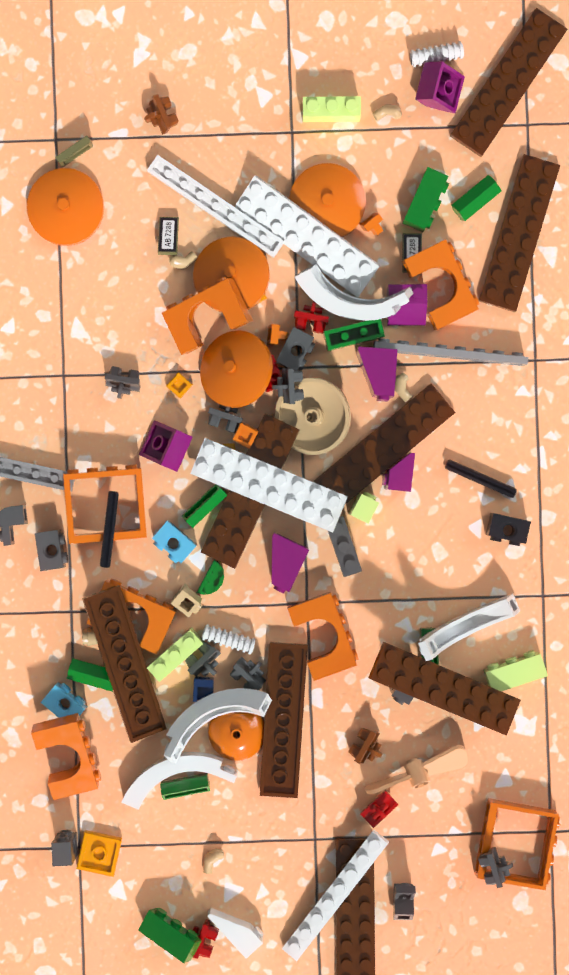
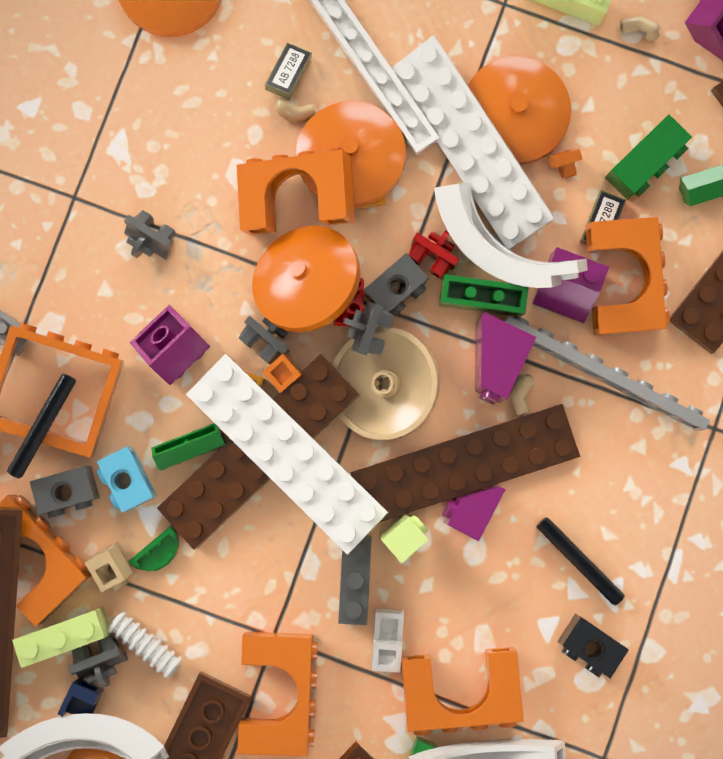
camera: 10 degrees right, 5 degrees down
(127, 567) = (47, 491): none -> dark grey brick
(179, 385) = (222, 272): light orange tile -> none
(250, 672) = (154, 705): dark grey hips -> none
(275, 335) = (378, 256): orange tile -> none
(286, 561) = (267, 569): magenta slope -> none
(378, 576) = (387, 640): none -> white slope
(464, 587) = (498, 705): none -> orange arch

